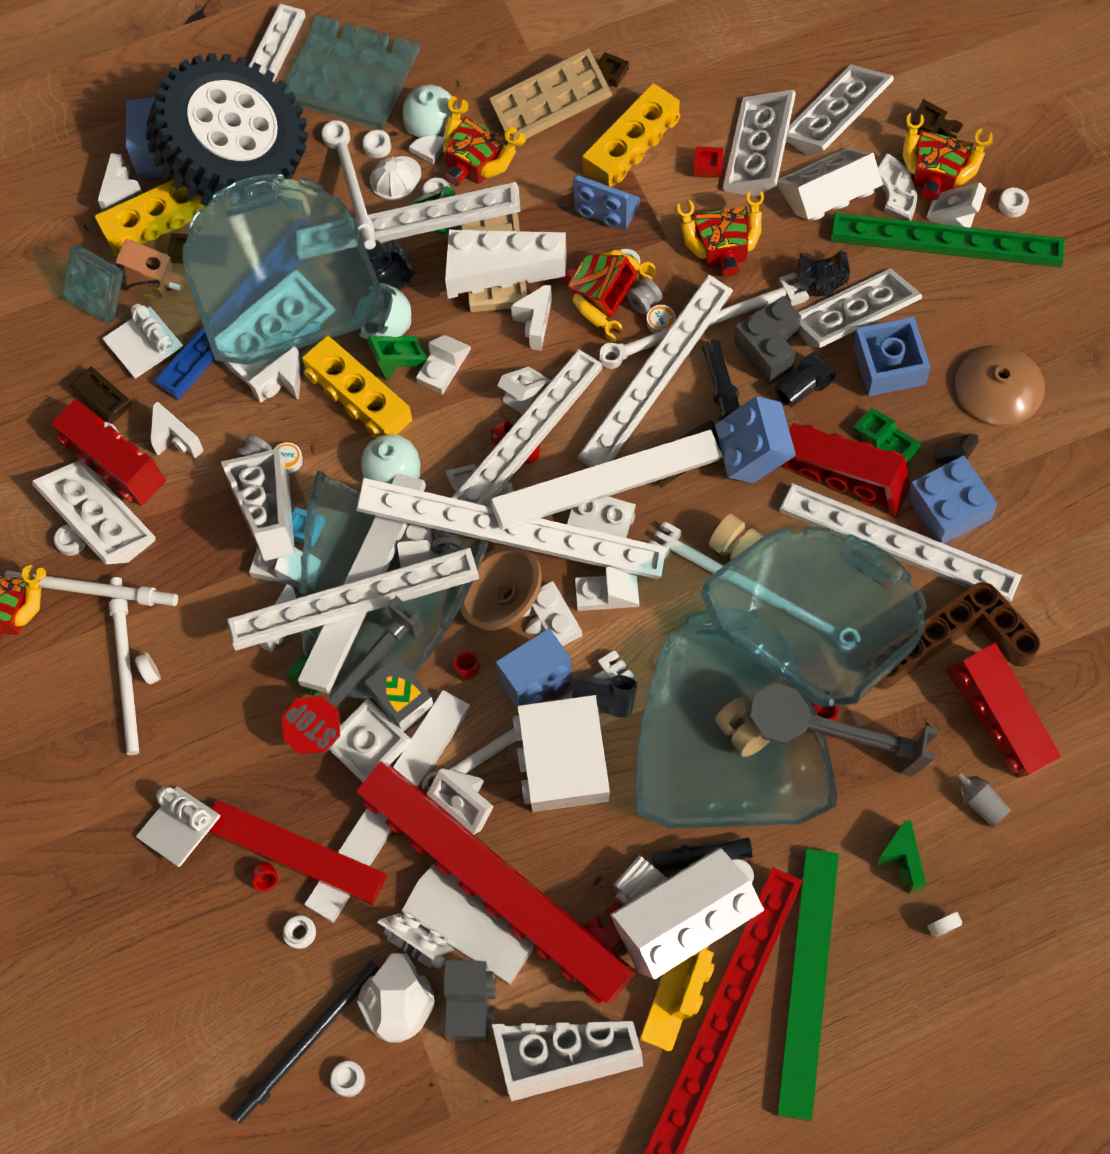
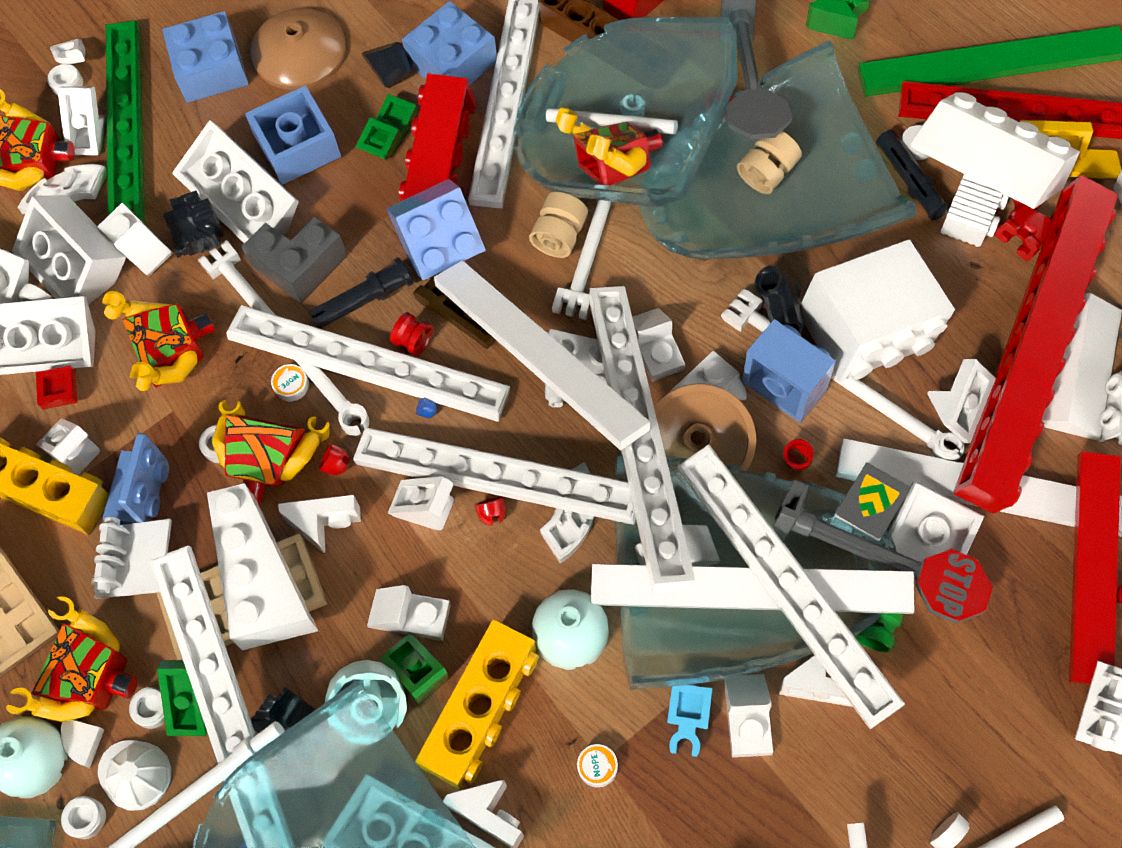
camera: 105 degrees left, 0 degrees up
(252, 446) = (607, 808): light grey wheel -> none
(264, 498) = (682, 754): white wedge -> none
(547, 191) = (126, 557): none -> white hinge
(582, 334) = (334, 460): none -> red hinge
(604, 409) = (426, 408): none -> blue piece
(644, 295) = (263, 404): light grey wheel -> none
(655, 162) = (69, 445): none -> white slope
(671, 410) = (411, 334): none -> red wheel
(781, 585) = (609, 151): none -> torso
(792, 156) = (33, 293): none -> white tile
(810, 375) = (334, 211): black piece -> none
(822, 230) = (135, 239): none -> white slope
(822, 603) = (601, 120): none -> white bar
(1000, 306) = (205, 57): none -> medium blue brick
(1040, 208) = (69, 52): none -> white tile

